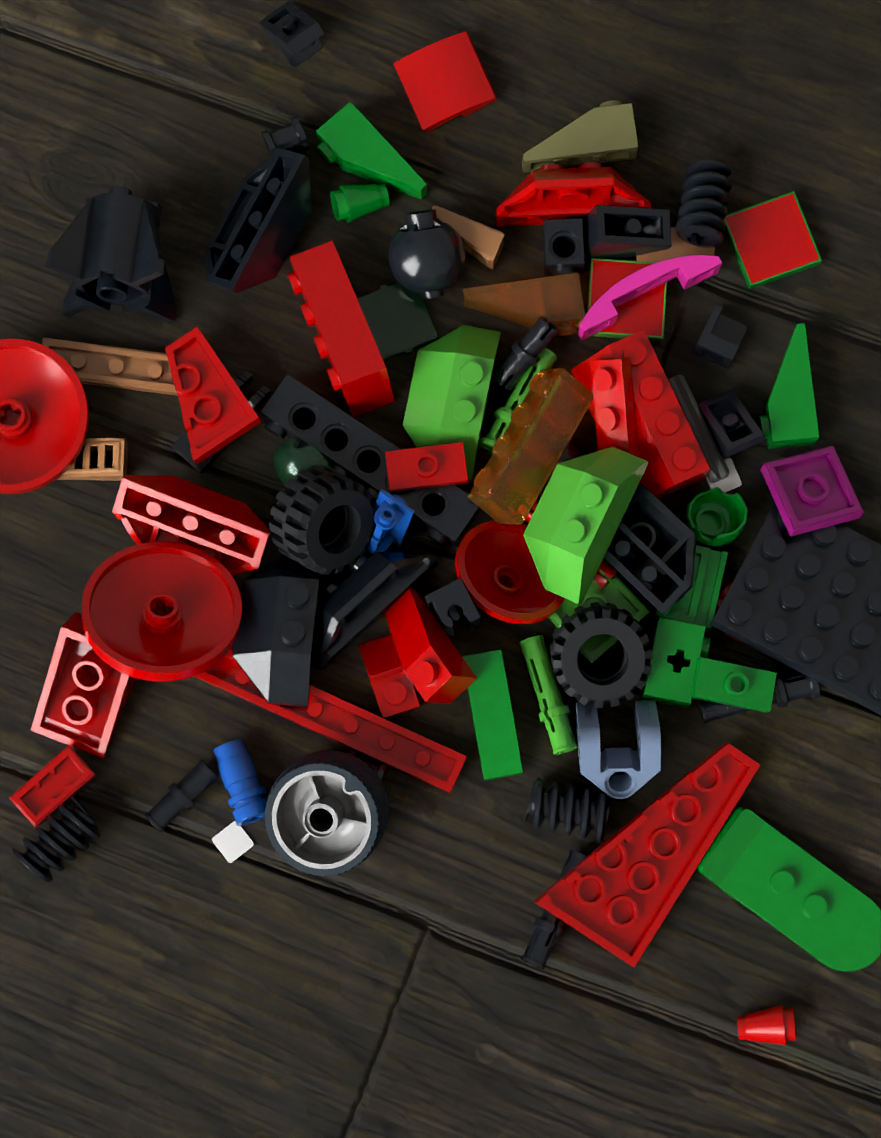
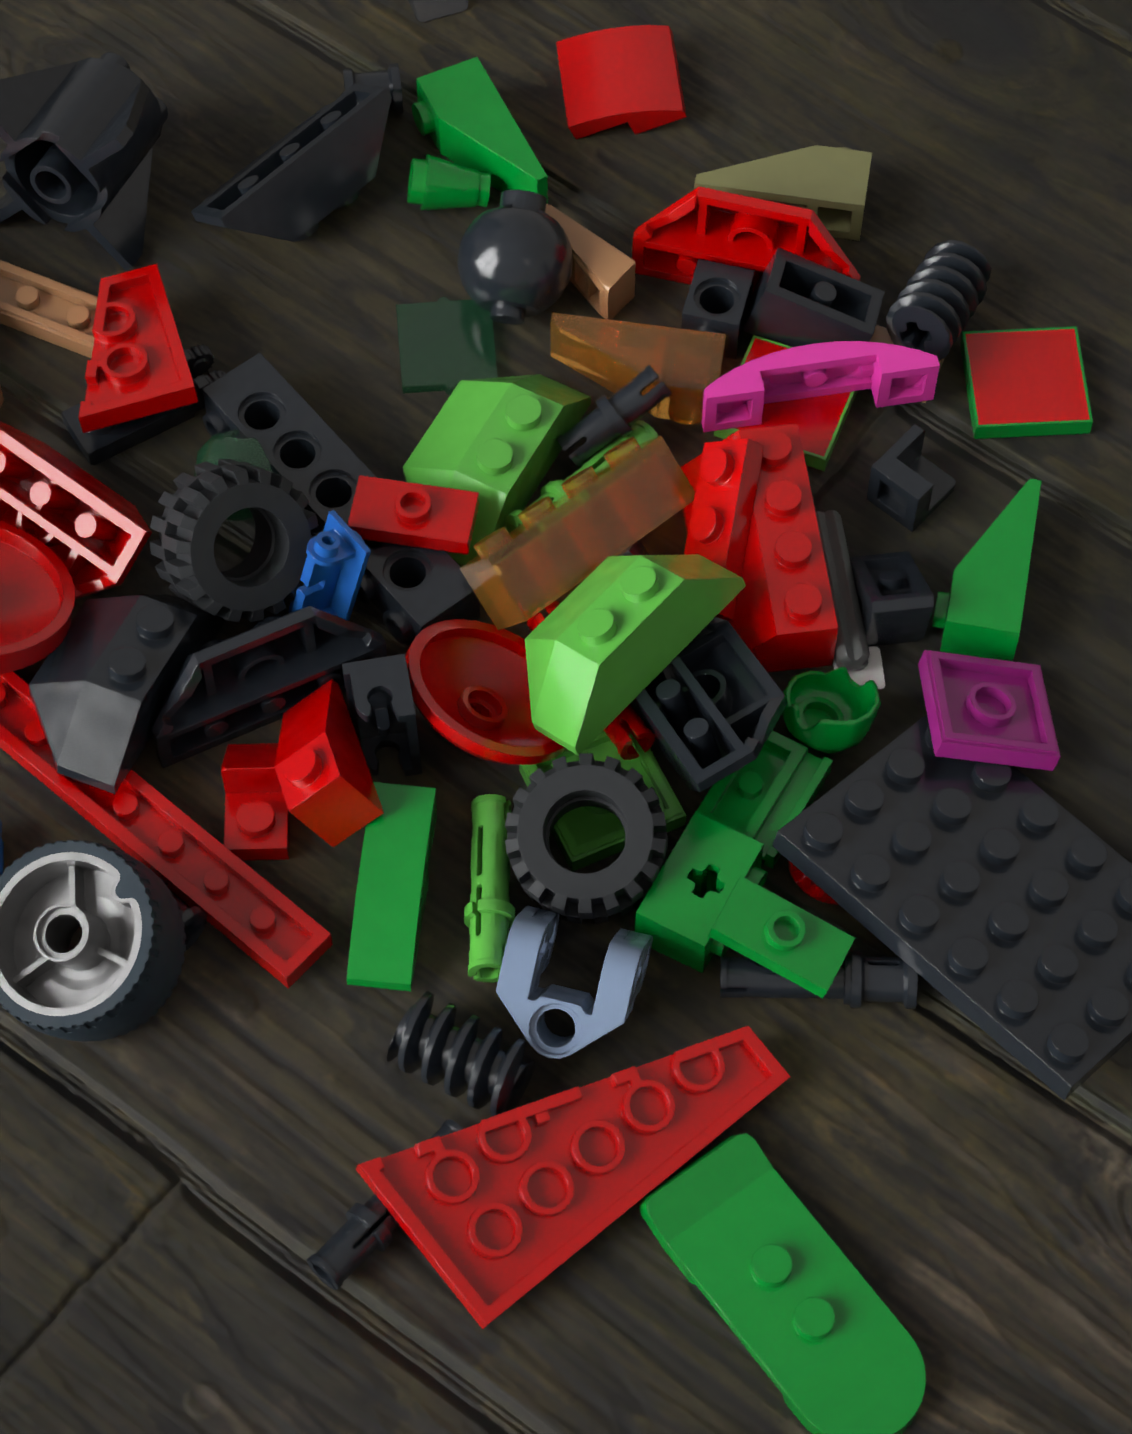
camera: 15 degrees right, 20 degrees down
(341, 329) = (358, 329): red wedge -> none

